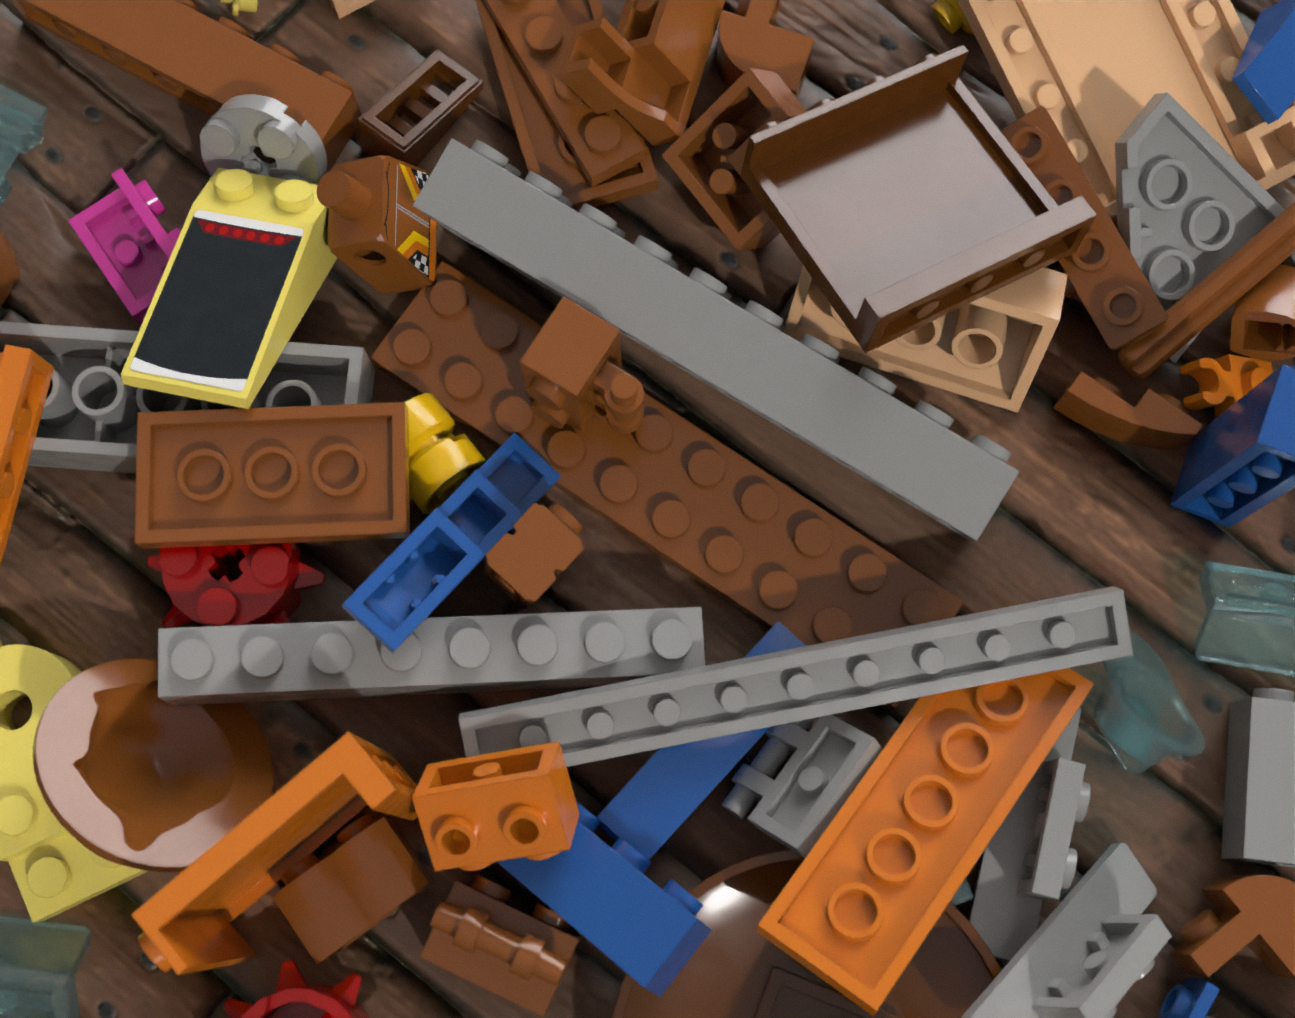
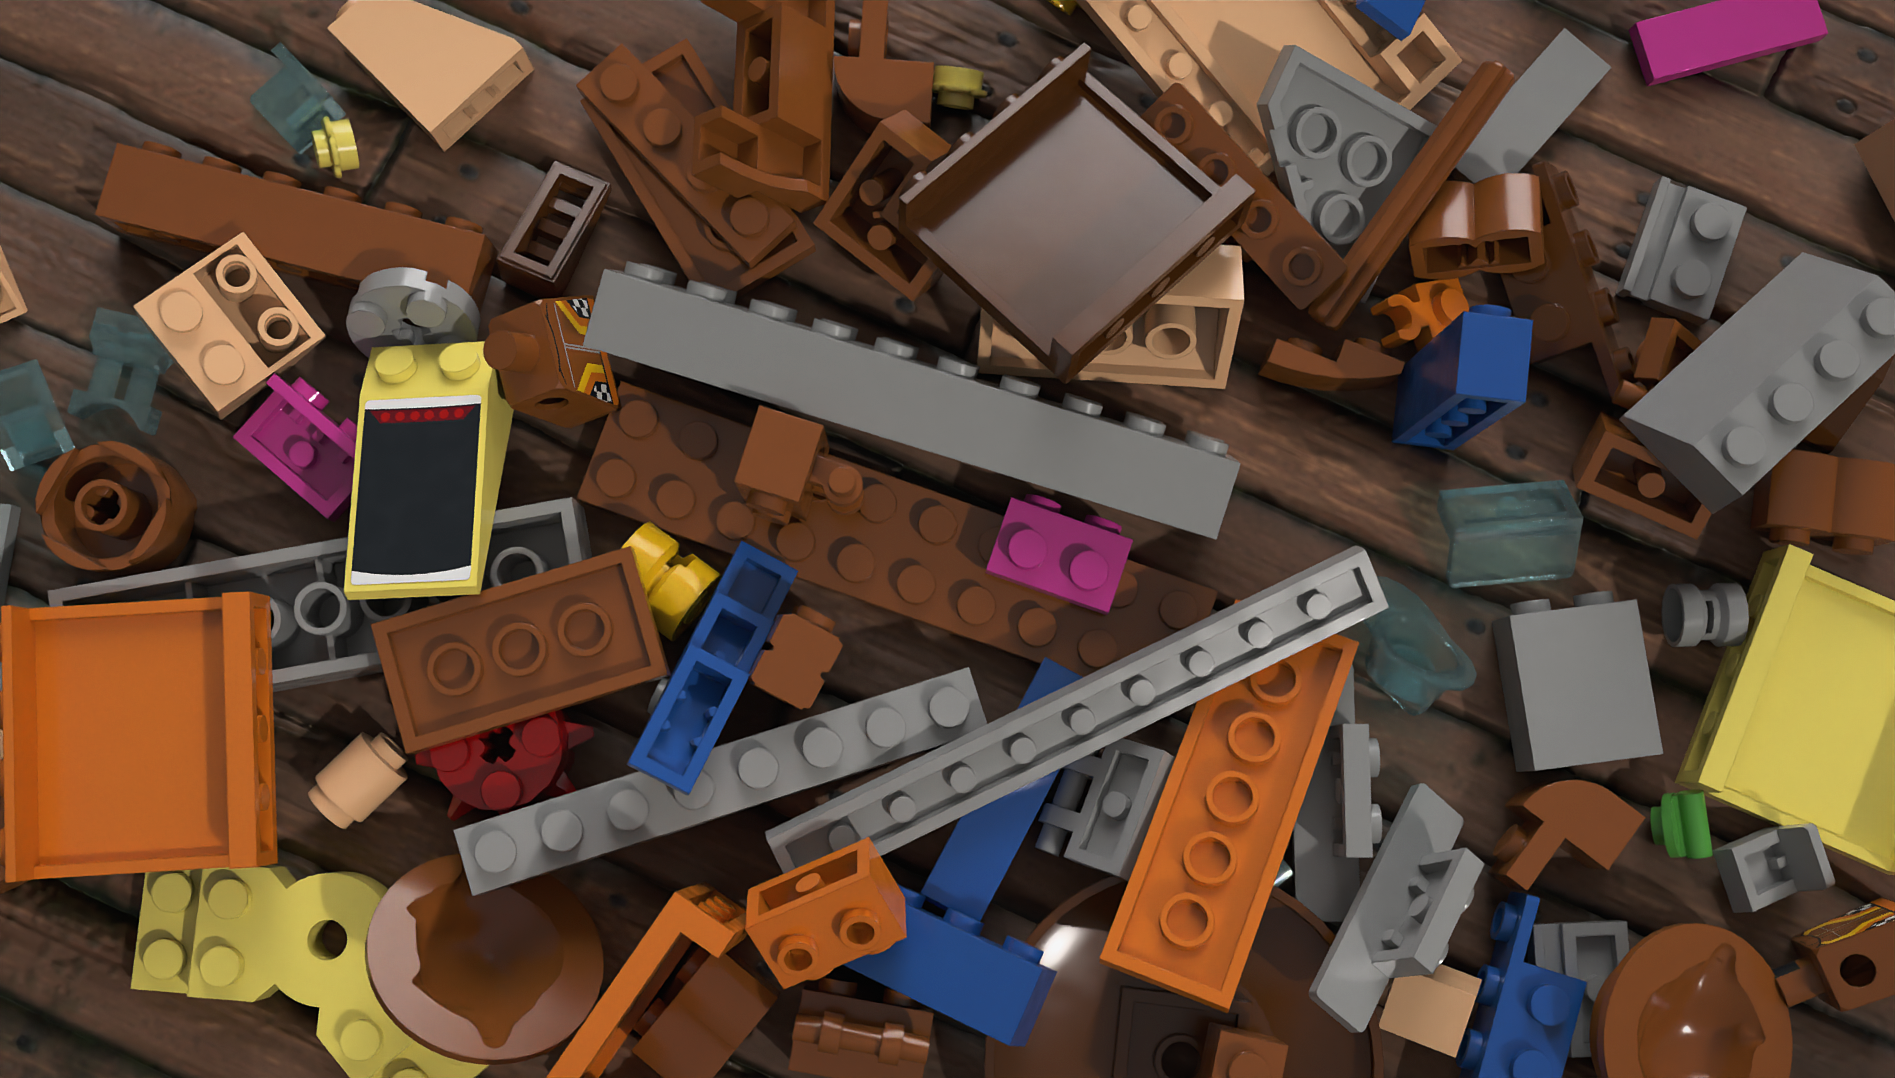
camera: 20 degrees left, 5 degrees up
(89, 567) = (359, 779): none -> light nougat brick
(94, 115) = (229, 324): none -> light nougat slope
(818, 523) = (1059, 553): none -> dark pink bracket
(831, 70) = (957, 87): none -> light yellow plate

